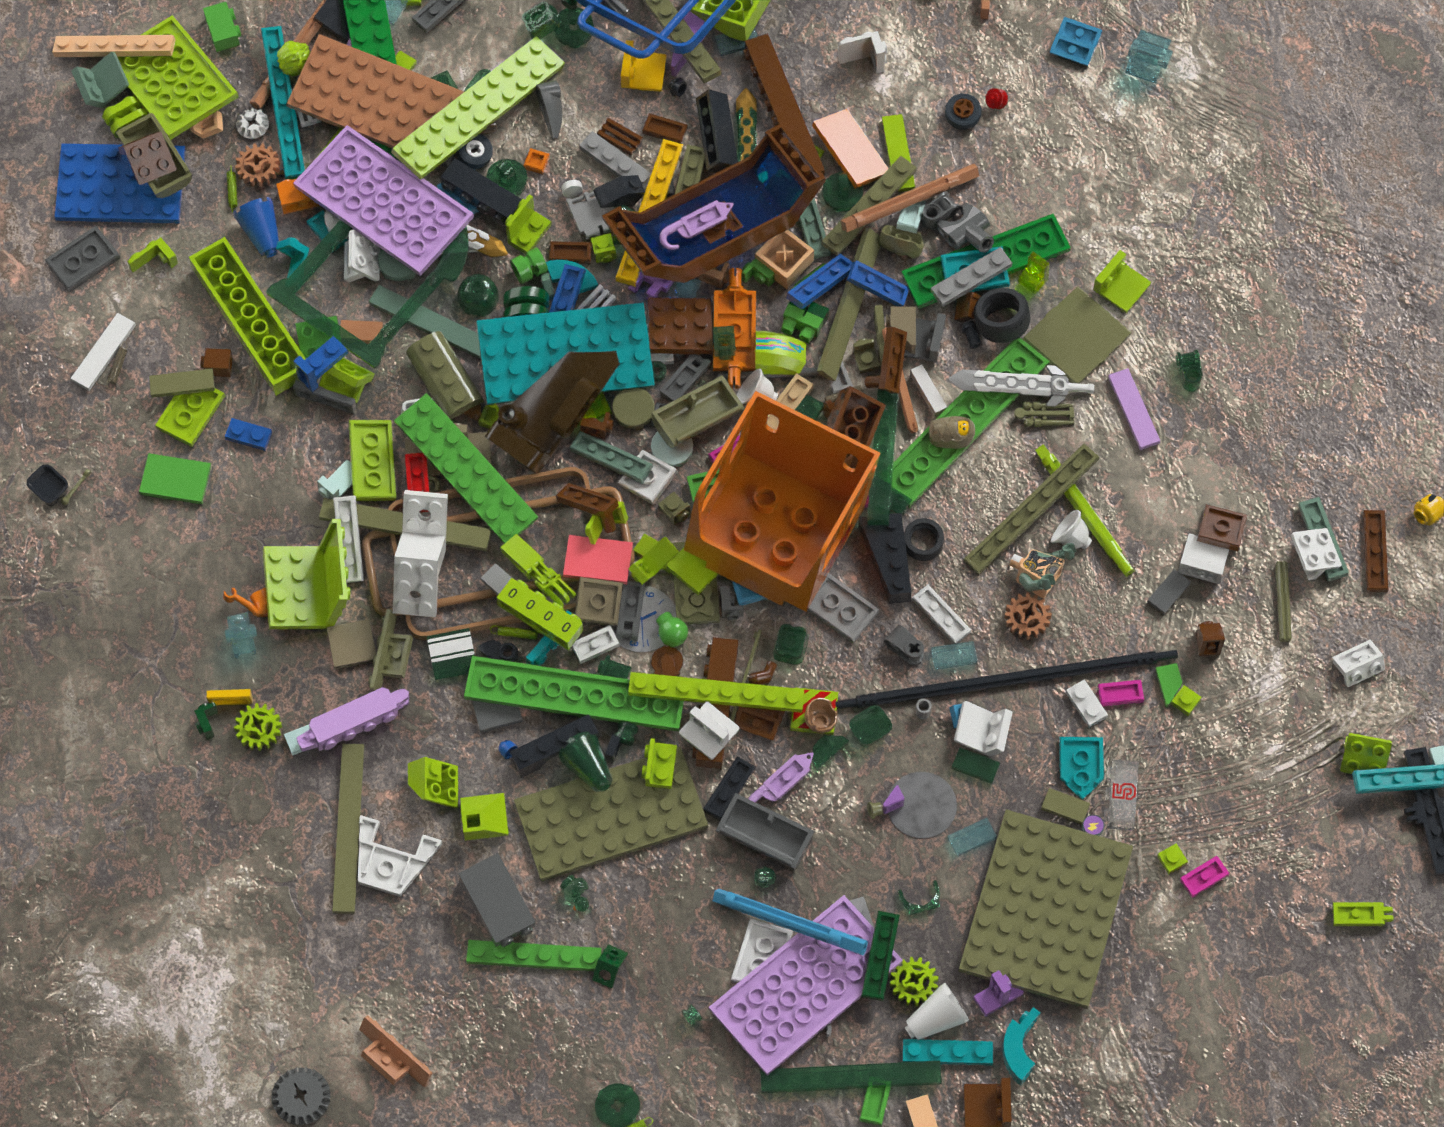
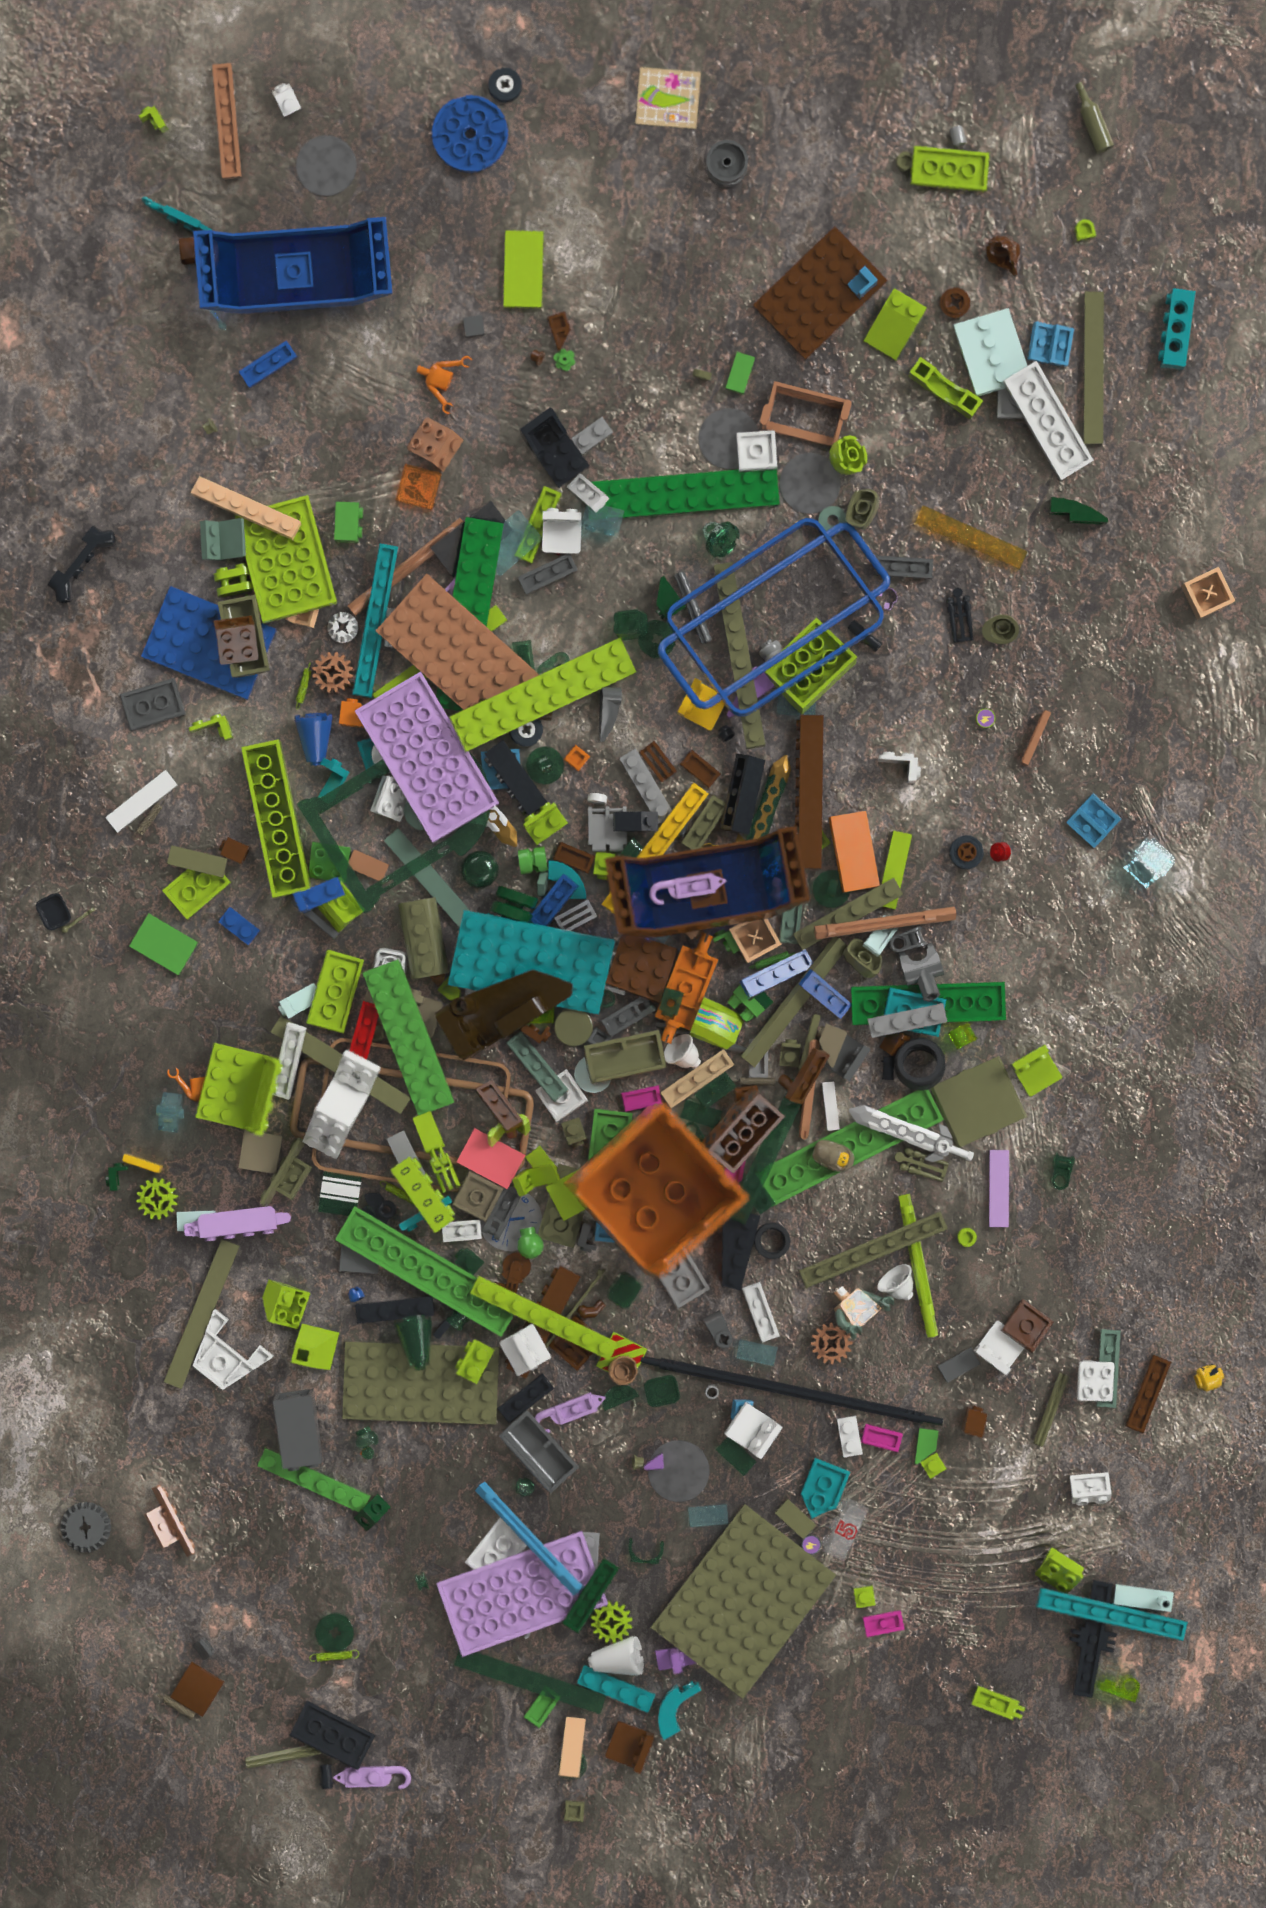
camera: 25 degrees right, 20 degrees up
(292, 57) = (398, 583): lime hair -> none
(1122, 467) = (966, 1237): none -> lime tile

